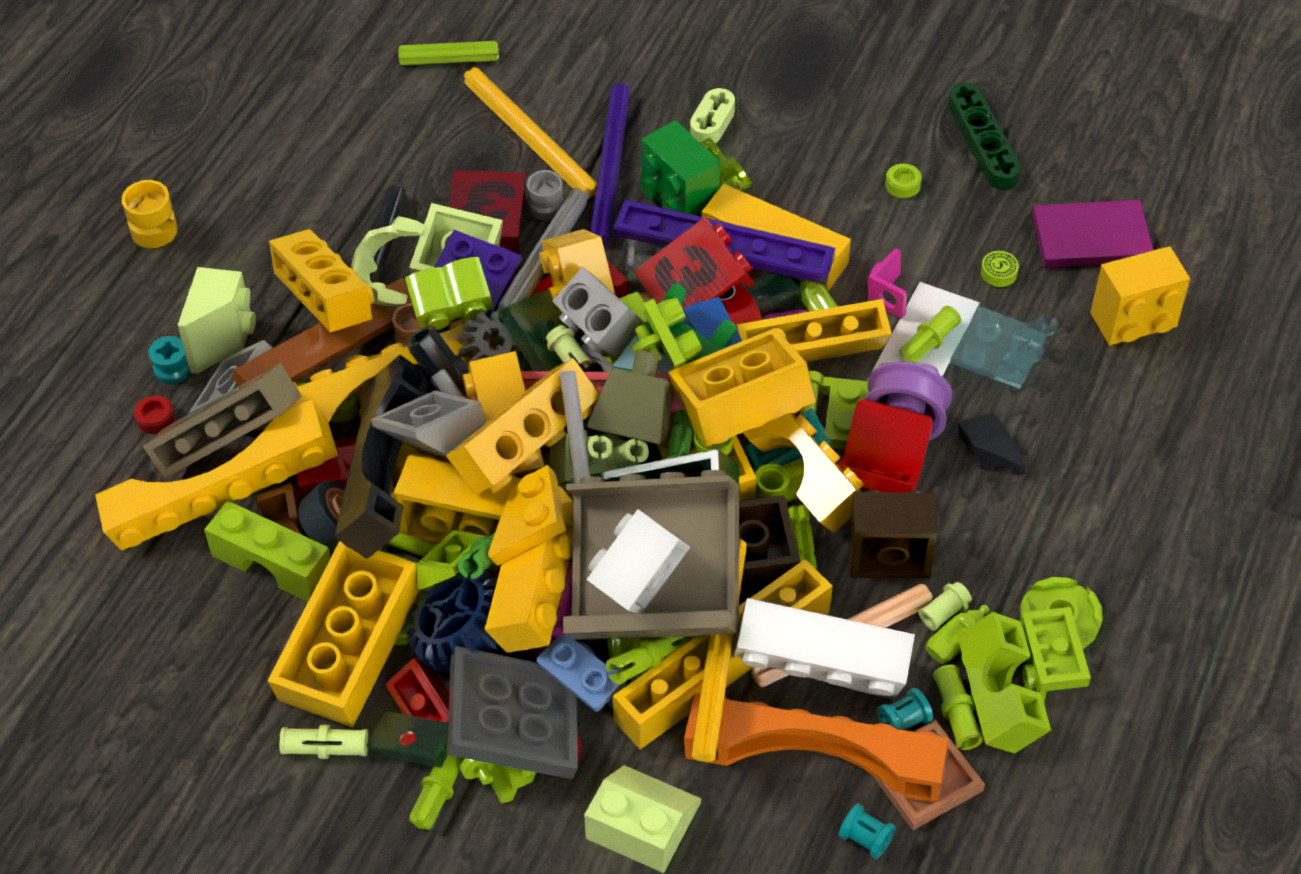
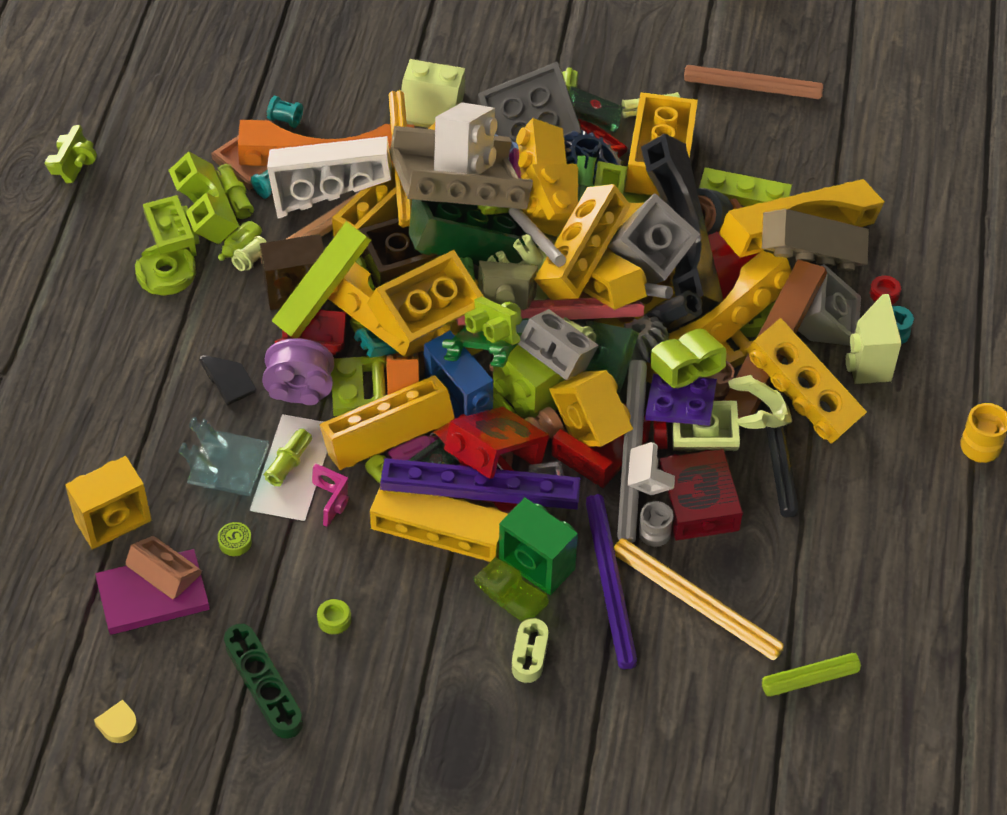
camera: 165 degrees right, 0 degrees up
(158, 756) = (753, 82): none -> nougat axle
(539, 212) = (645, 473): none -> white panel
(862, 468) = (321, 280): none -> lime tile
(1079, 240) = (162, 566): none -> nougat slope
(1130, 125) = (117, 723): none -> light yellow tile
(1186, 806) = (72, 154): none -> lime hips

